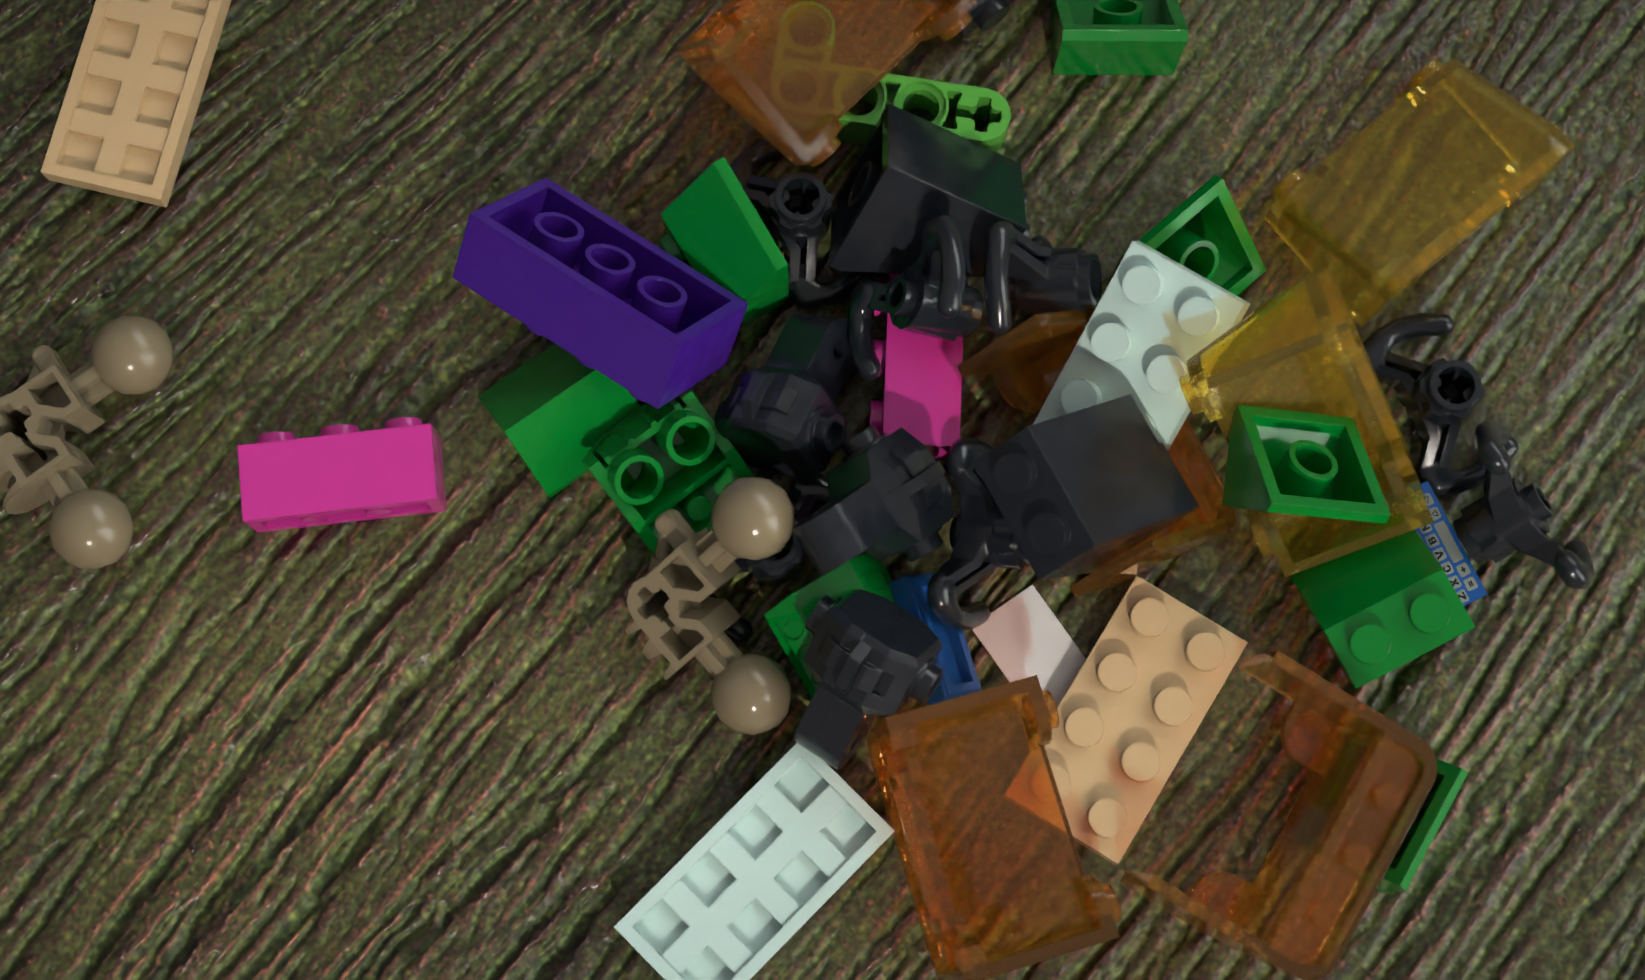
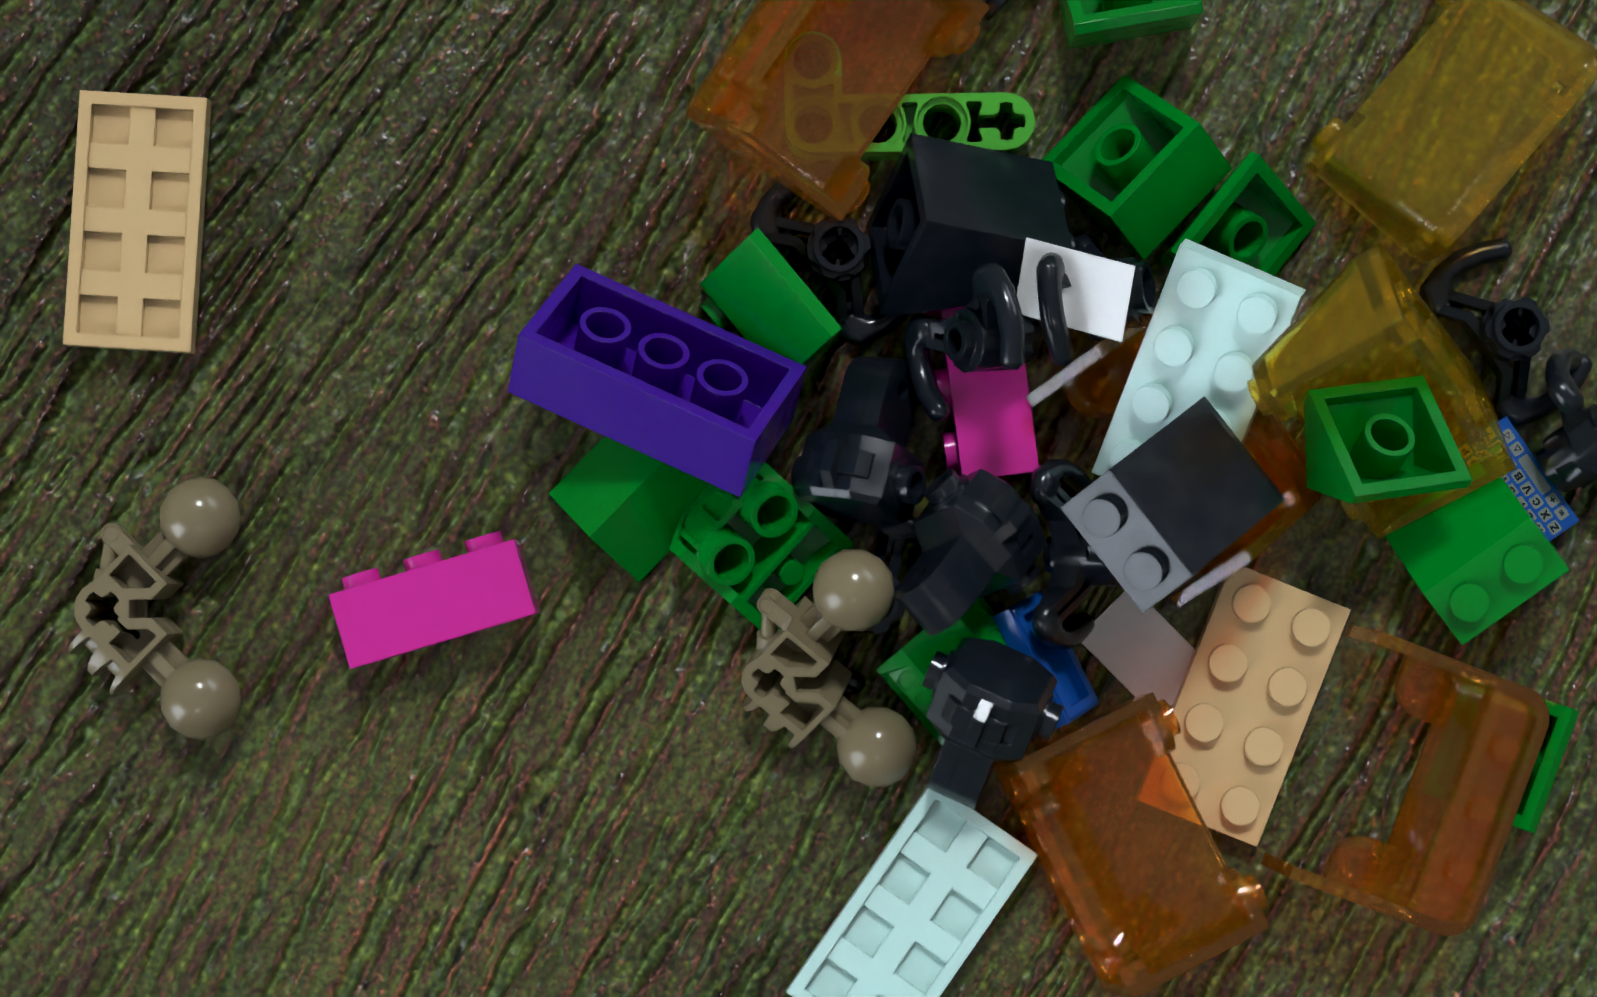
camera: 10 degrees left, 10 degrees up
(1045, 262) = (1098, 291): none -> white sticker
(1103, 182) = (1137, 165): none -> green slope

